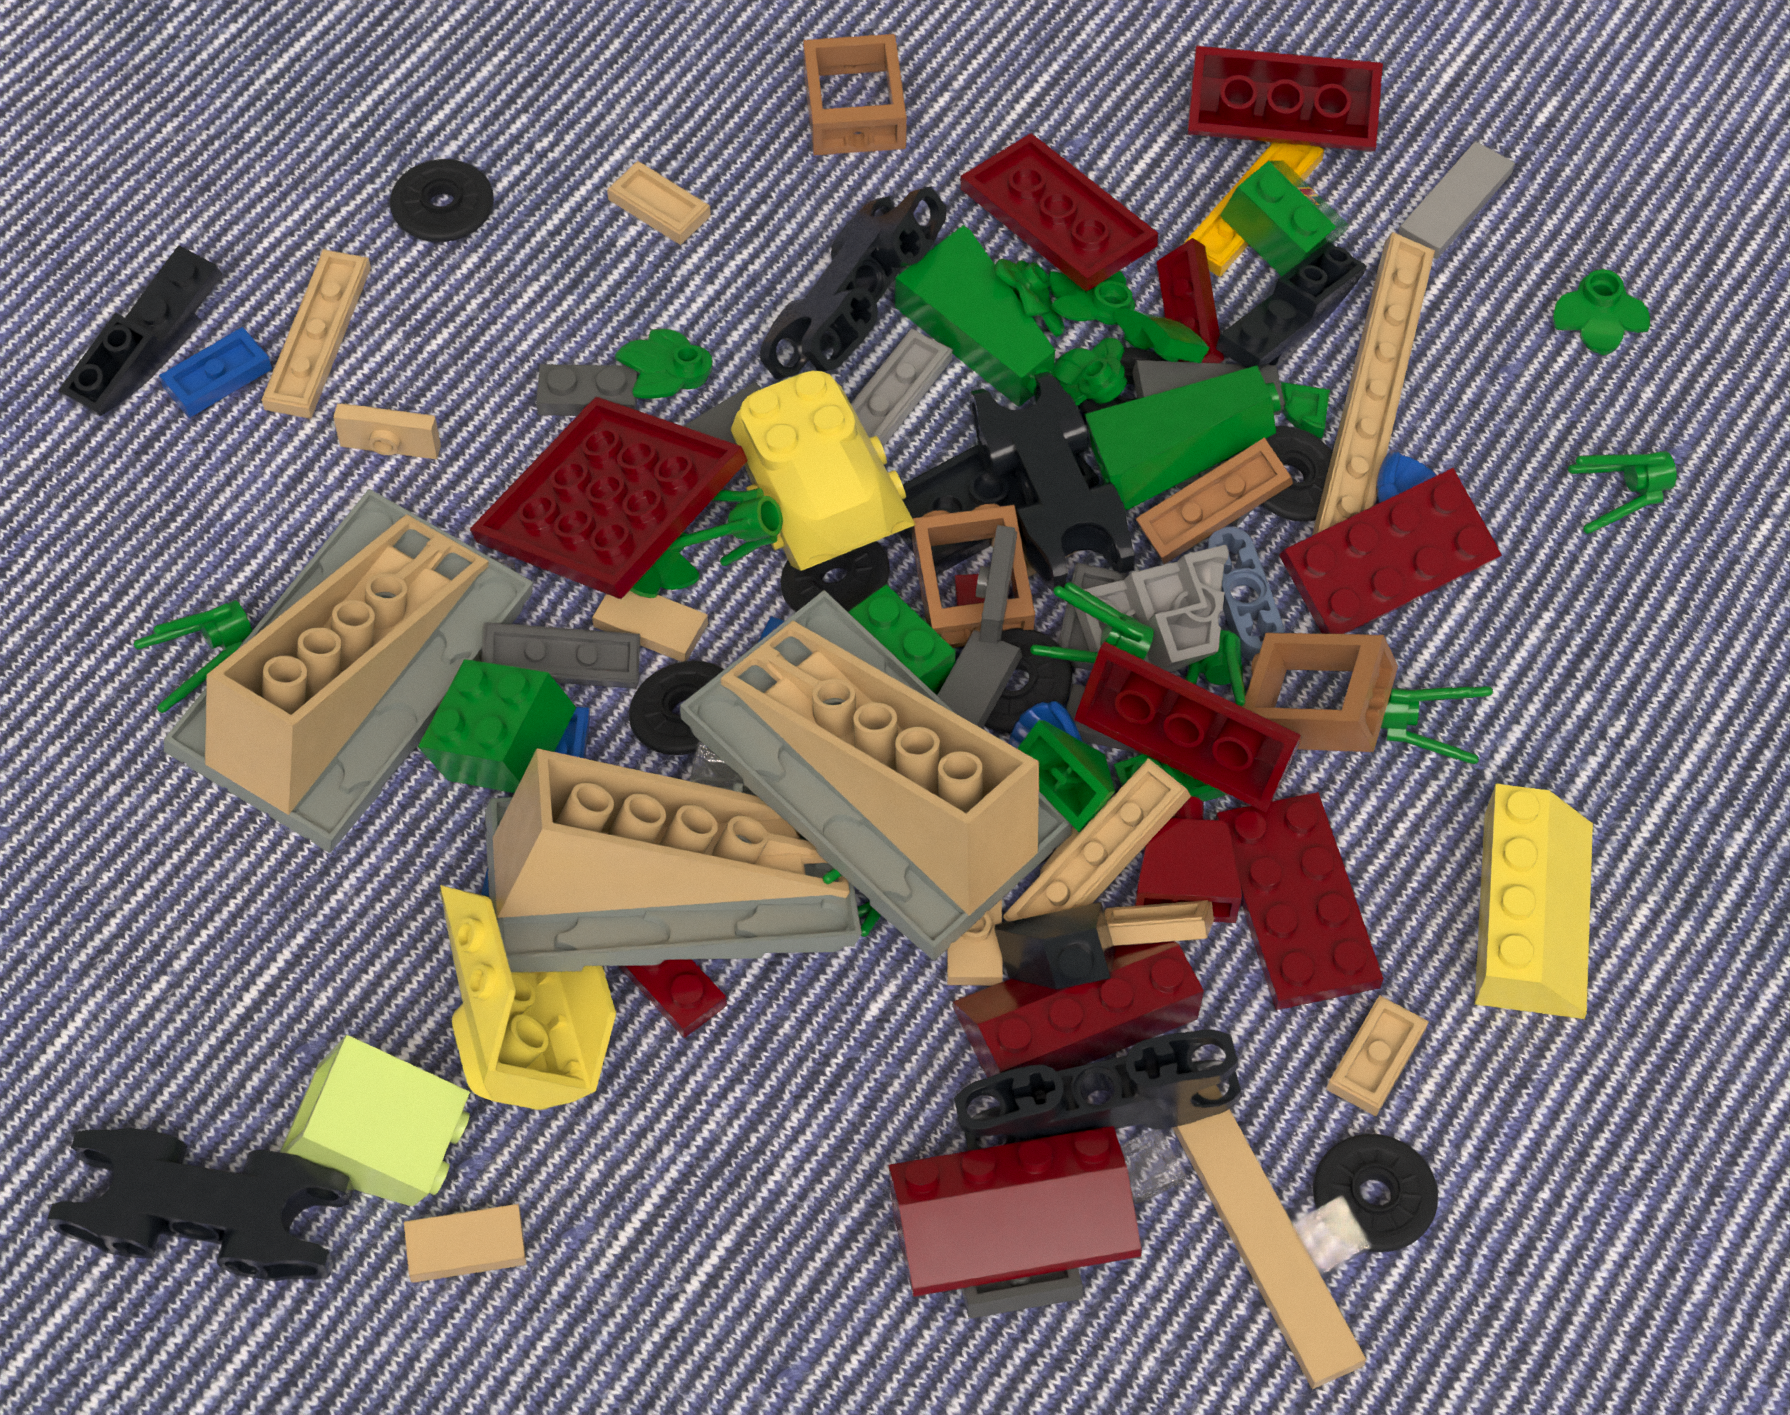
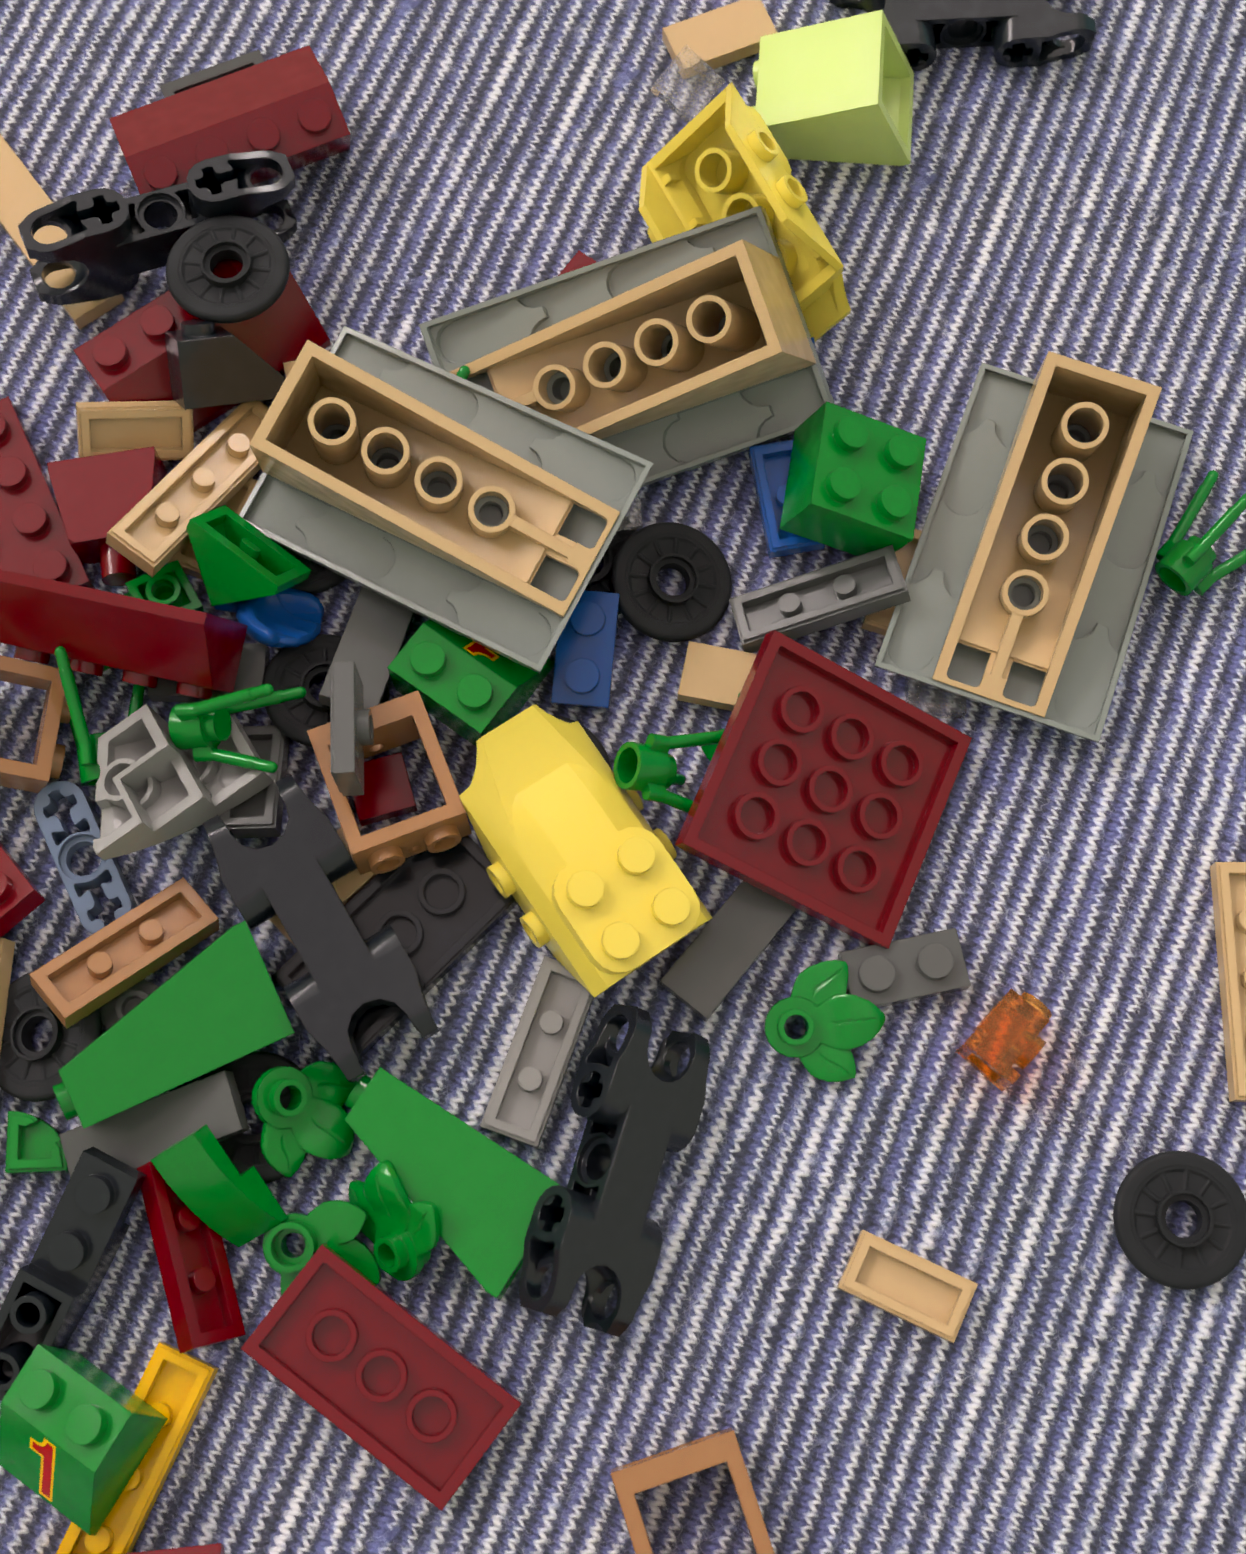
camera: 170 degrees right, 15 degrees up
(387, 431) = (1112, 842): tan plate -> none
(519, 1182) = (687, 84): none -> clear tile
(527, 323) = (1006, 1038): none -> clear orange brick
(1043, 980) = (235, 298): none -> black wheel

